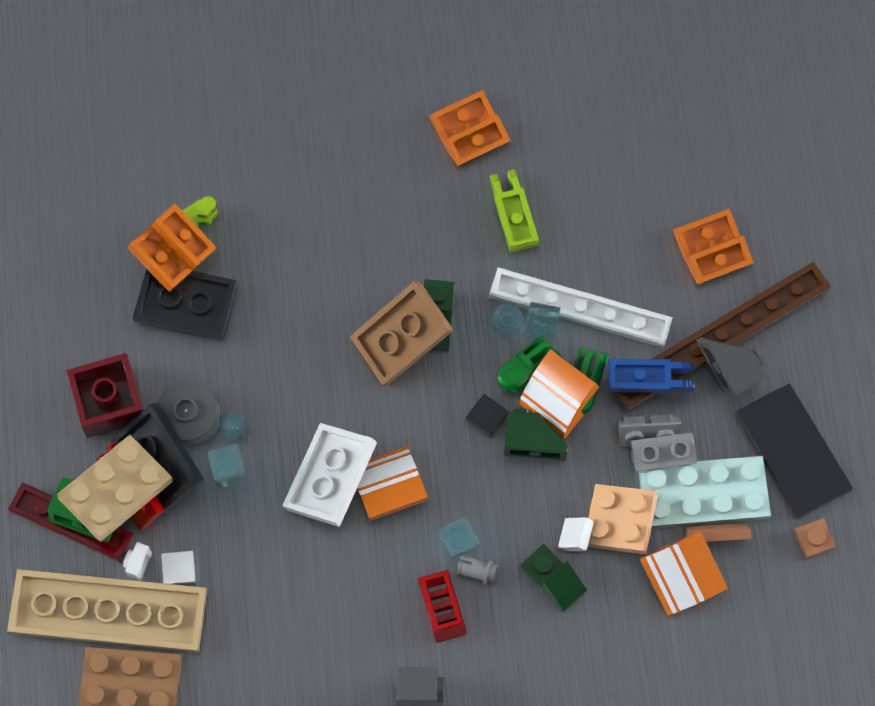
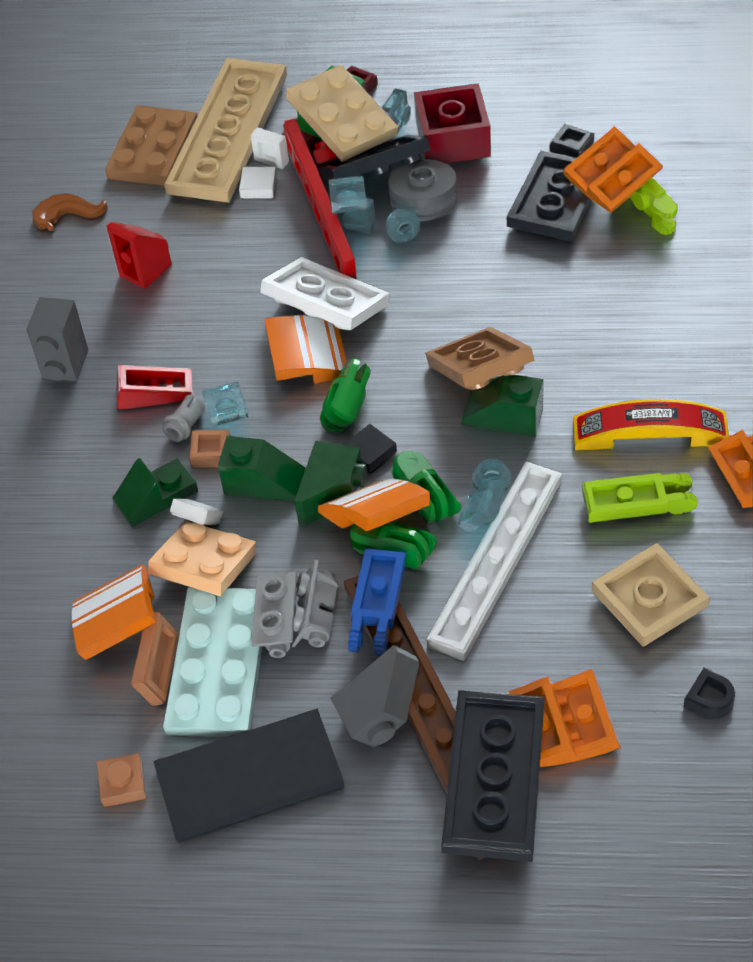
camera: 105 degrees right, 20 degrees down
(81, 452) = (397, 107): none -> clear light blue plate
(107, 296) = (571, 141): none -> black tile
(212, 500) = (319, 200): none -> red tile
(294, 646) = (138, 253): none -> red slope
(438, 439) = (345, 397): none -> green arm
(441, 210) = (649, 419): none -> slope
(502, 543) = (207, 447): none -> nougat tile
(528, 494) = (258, 470): none -> dark green slope
(602, 196) = (650, 594): none -> tan plate
(675, 155) = (710, 695): none -> black tile
(774, 280) = (494, 776): none -> black tile

